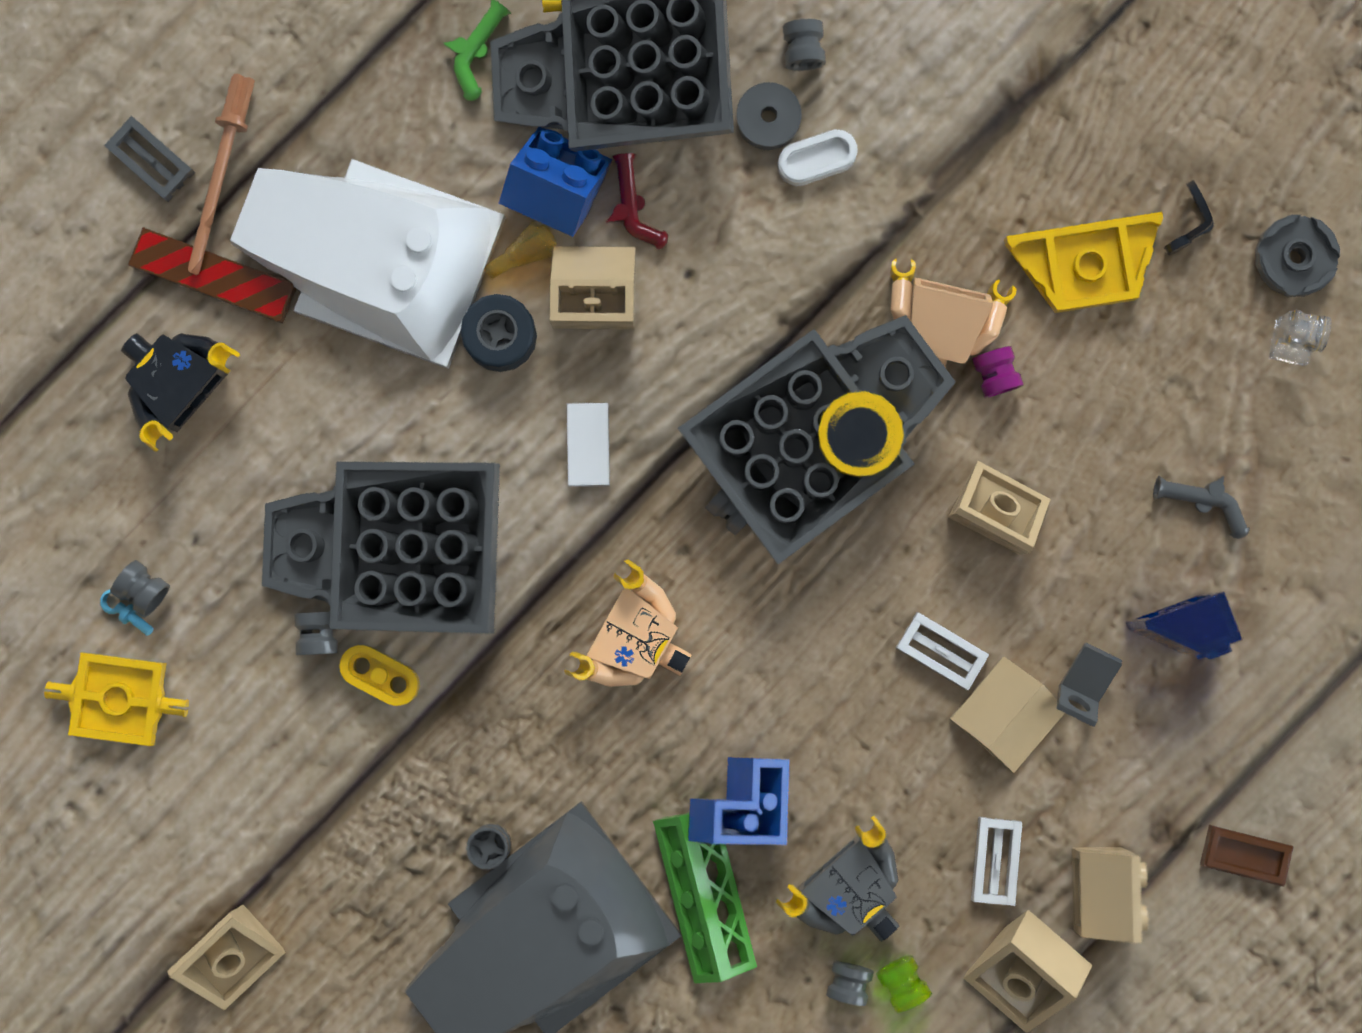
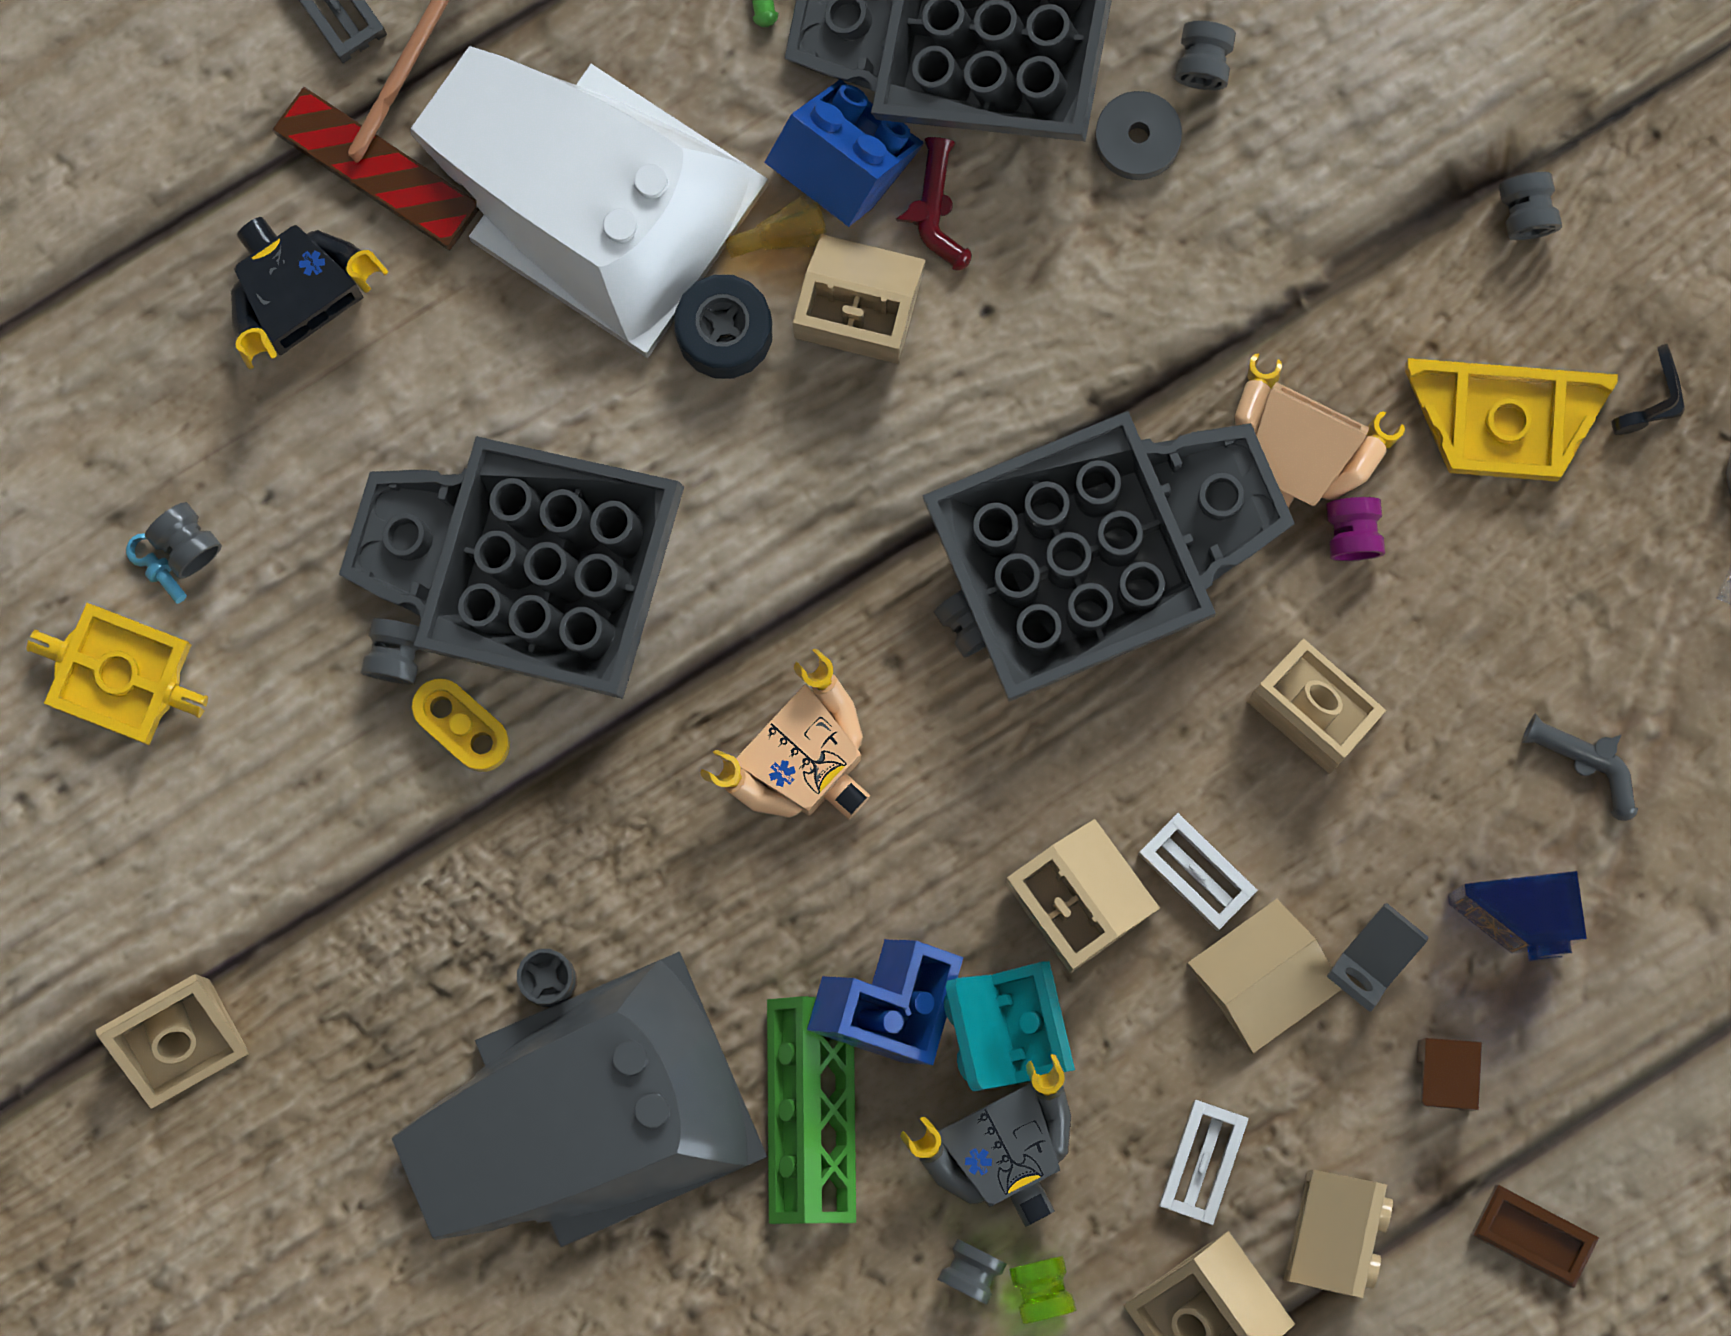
camera: 15 degrees right, 5 degrees down
(588, 444) = (803, 496): white tile -> none
(817, 157) = (1188, 202): white tile -> none
(832, 799) = (1005, 1024): none -> teal bracket
(860, 434) = (1154, 557): tile -> none
(864, 690) = (1081, 895): none -> tan slope
(1068, 100) = (1530, 206): none -> dark grey wheel
(1160, 755) = (1450, 1073): none -> reddish brown panel

